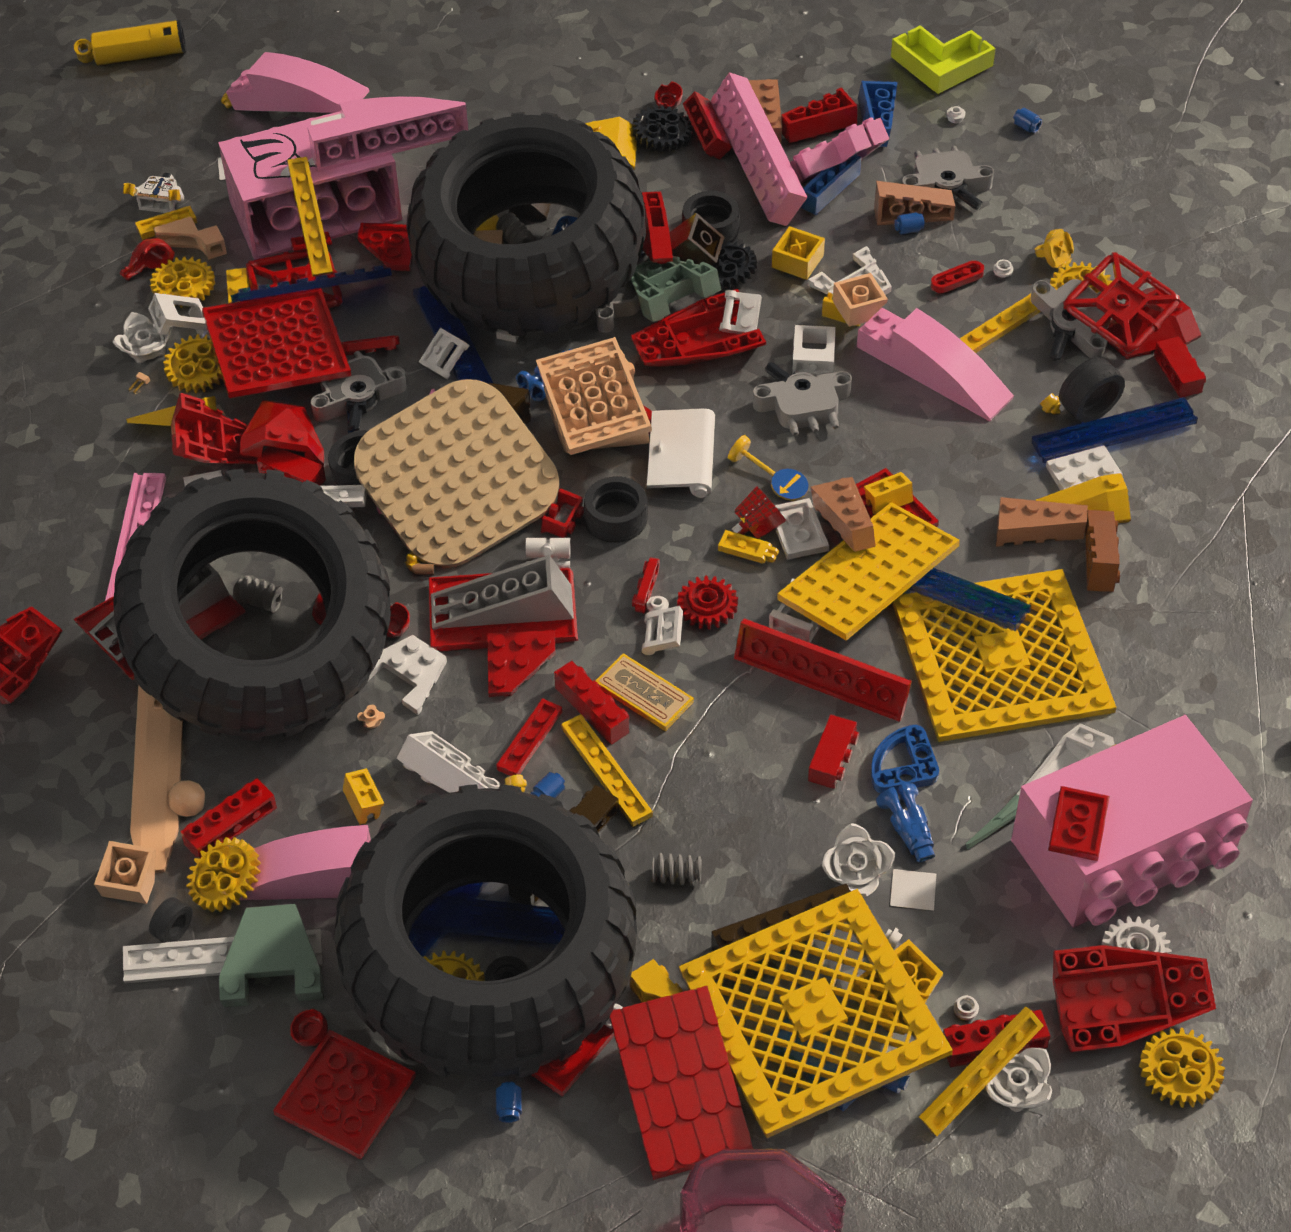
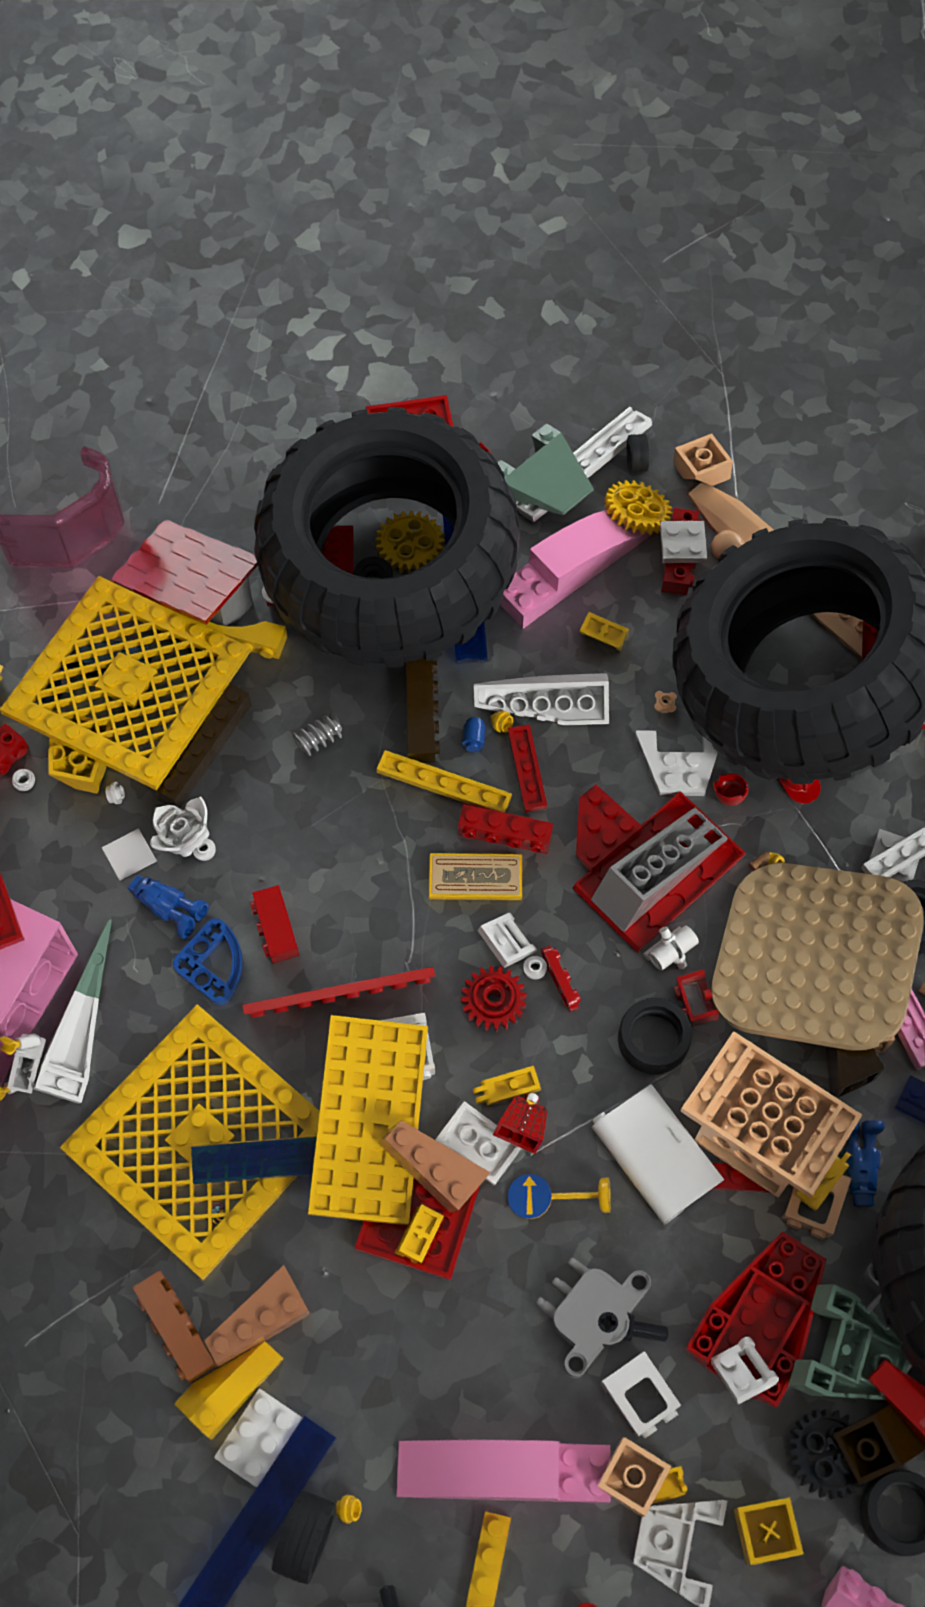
camera: 140 degrees right, 15 degrees up
(226, 806) = (683, 542): none -> white plate

